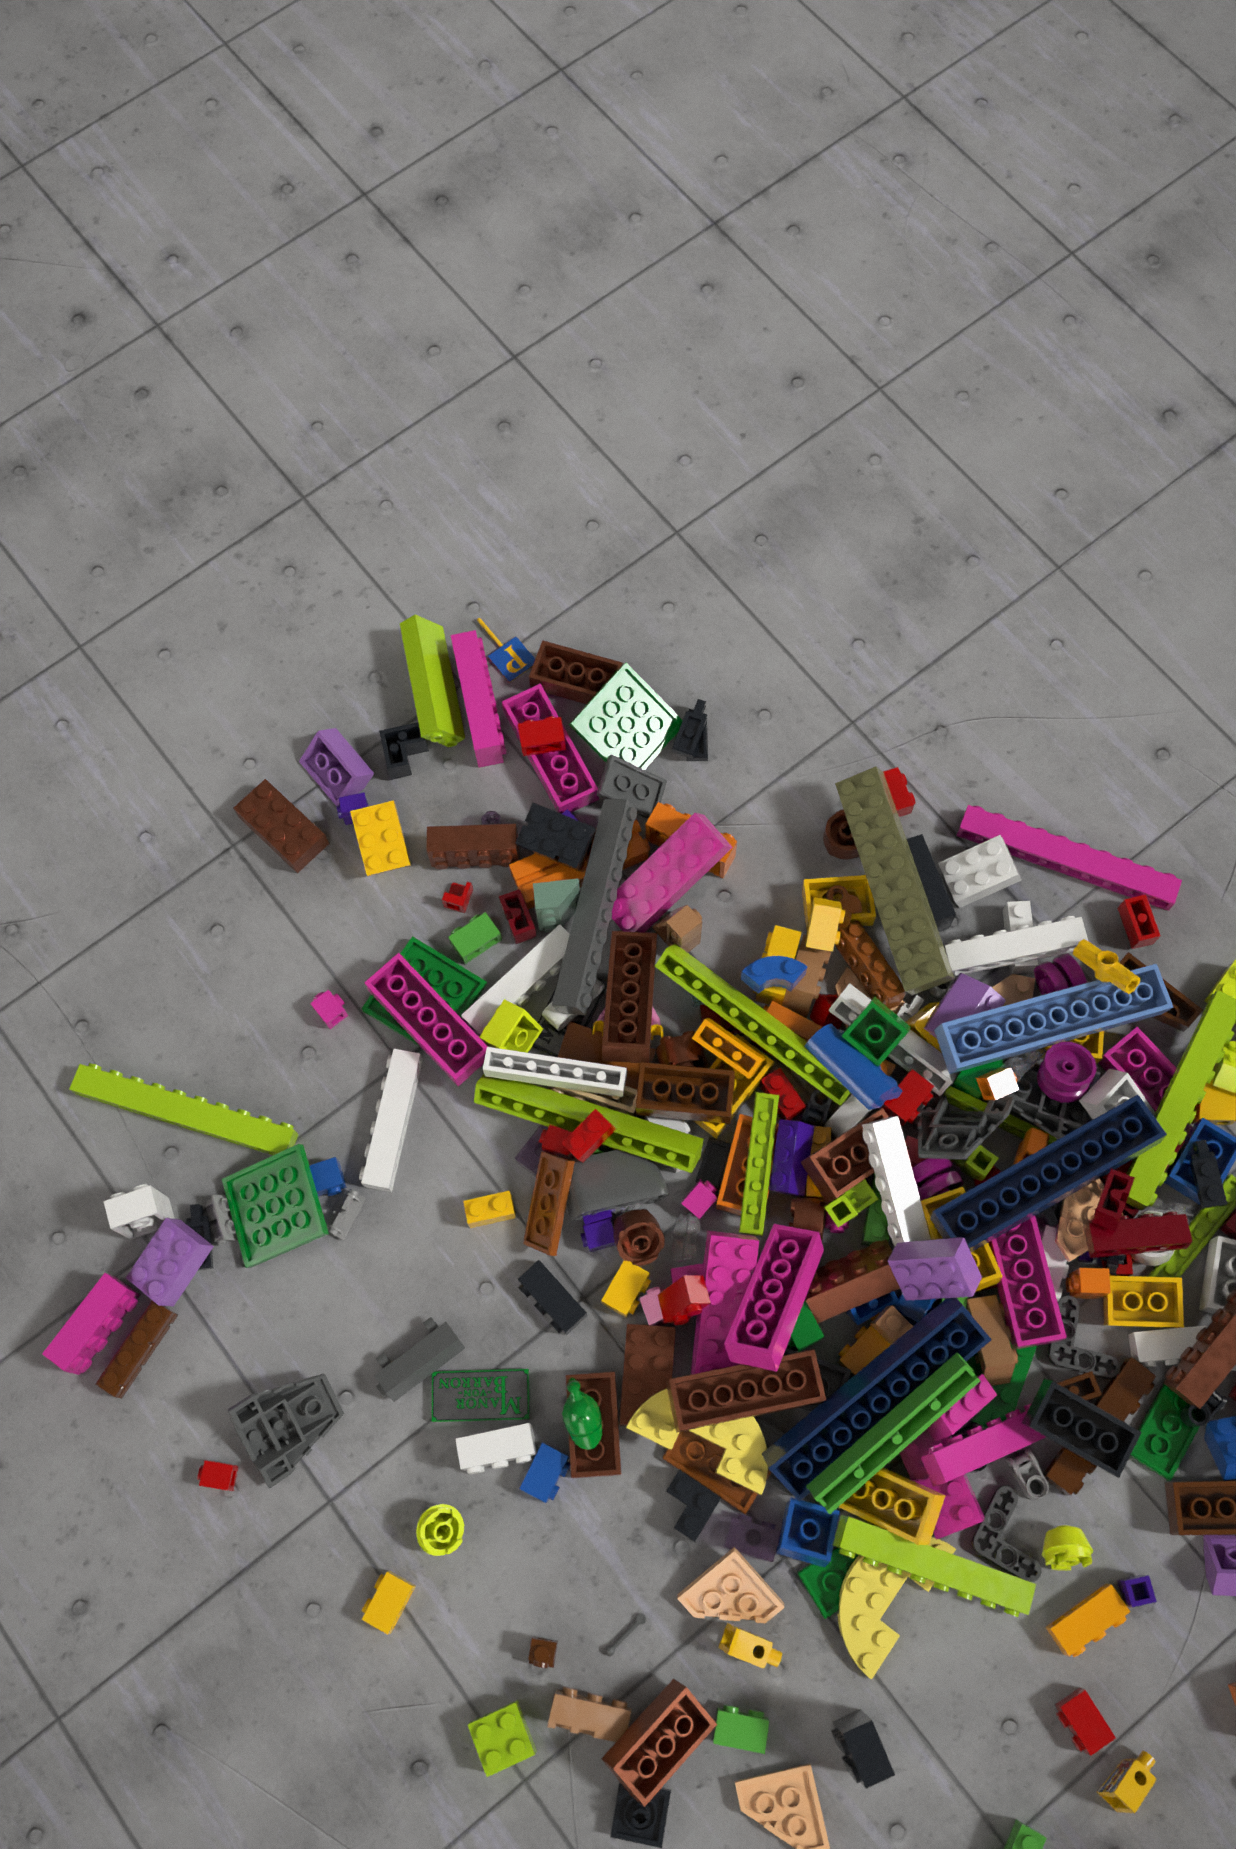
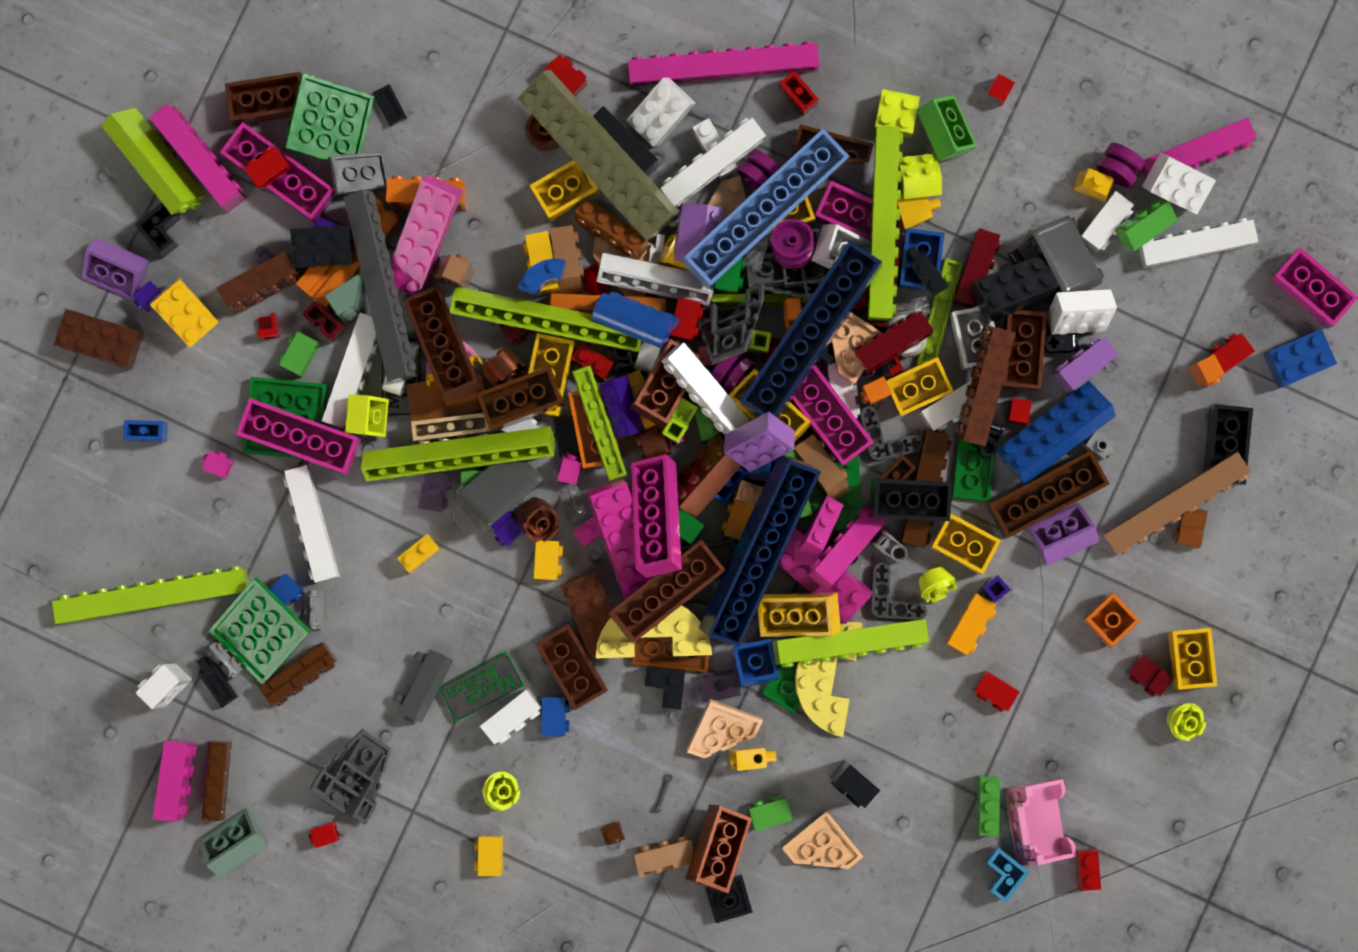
camera: 30 degrees left, 15 degrees up
(113, 1431) = (232, 843): none -> sand green slope
(169, 1262) = (205, 709): medium lavender brick -> none
(275, 938) = (145, 431): none -> blue brick
(288, 1276) = (297, 674): none -> reddish brown brick
(502, 1738) = (613, 900): lime brick -> none
(511, 658) = (205, 105): blue piece -> none
(548, 1203) = (460, 528): dark orange tile -> none
(551, 1298) = (497, 594): black brick -> none
(552, 1140) = (443, 480): red brick -> none
(555, 1071) = (416, 431): white brick -> none
(582, 1417) = (561, 666): green hair -> none
(589, 1135) = (465, 467): red brick -> none
(652, 1307) = (577, 561): bright pink brick -> none
(684, 1299) = (592, 550): red brick -> none
(690, 730) = (382, 101): black hinge -> none
(728, 1048) = (536, 349): light orange brick -> none
(823, 924) = (561, 216): yellow brick -> none
(849, 903) = (568, 198): reddish brown plate -> none
(876, 1031) = (639, 284): green brick -> none
(893, 1433) = (782, 569): bright green tile -> none
(997, 1083) = (746, 278): brick -> none
(1106, 966) = (786, 151): yellow piece -> none
(1113, 1199) = (863, 327): dark red brick -> none
(1122, 1517) = (965, 544): none -> yellow brick
(1129, 1783) = (1038, 722): yellow torso -> none

